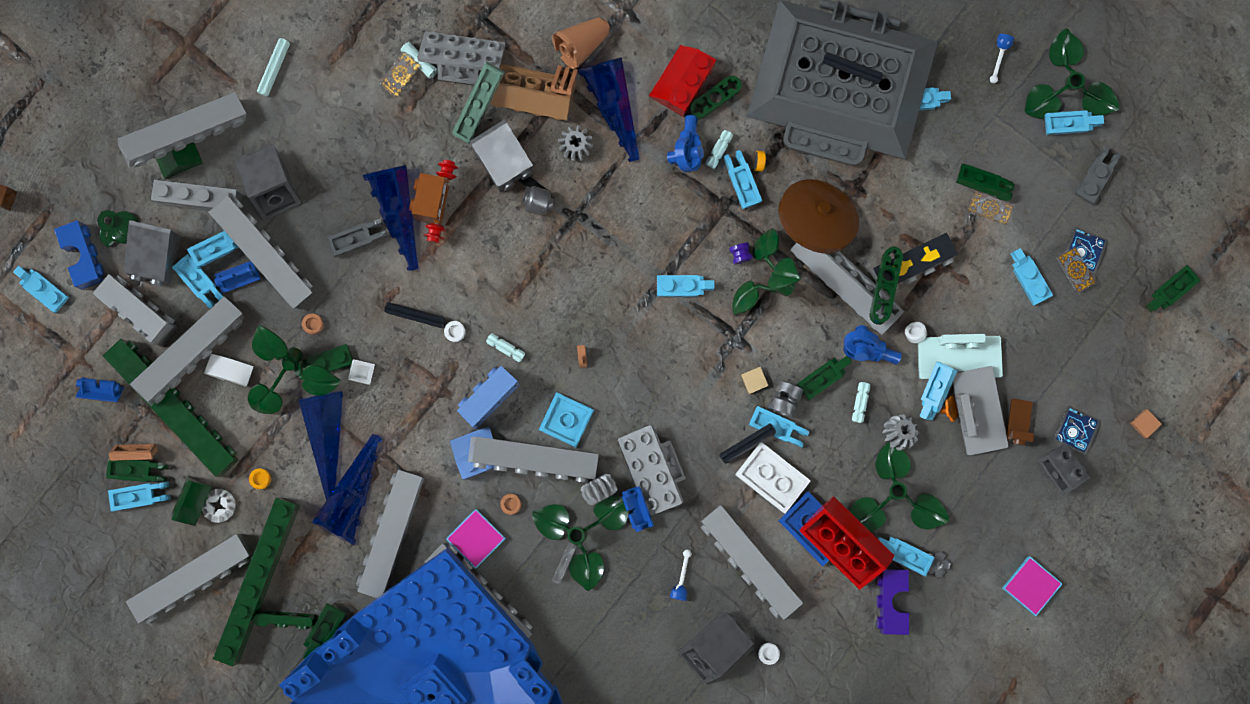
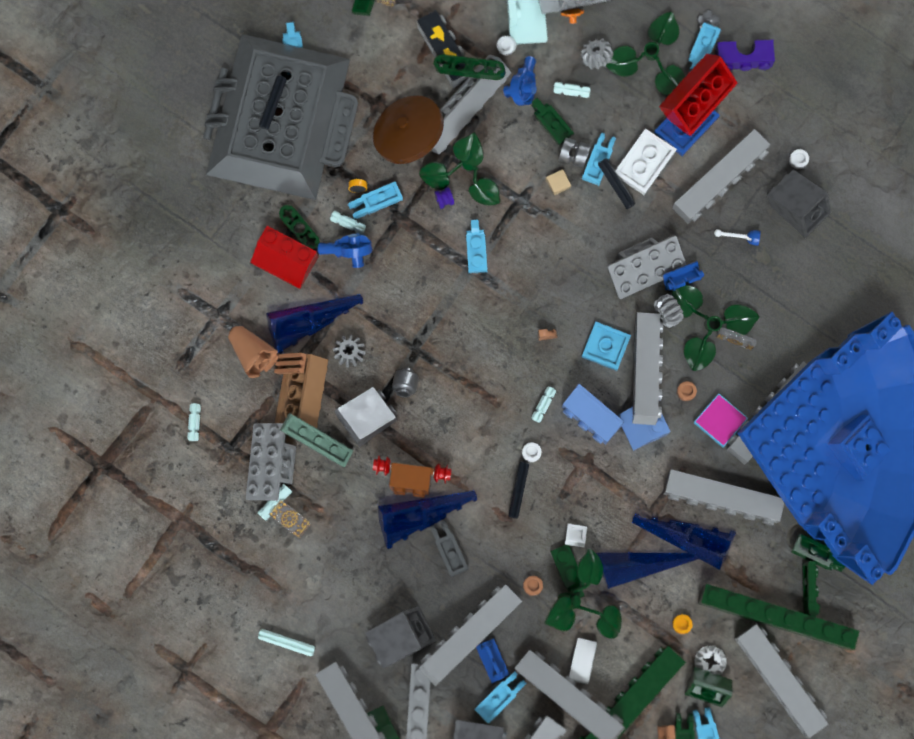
camera: 90 degrees left, 5 degrees down
(212, 249) = (468, 685): medium azure hinge -> none
(937, 390) = (557, 24): medium azure hinge -> none

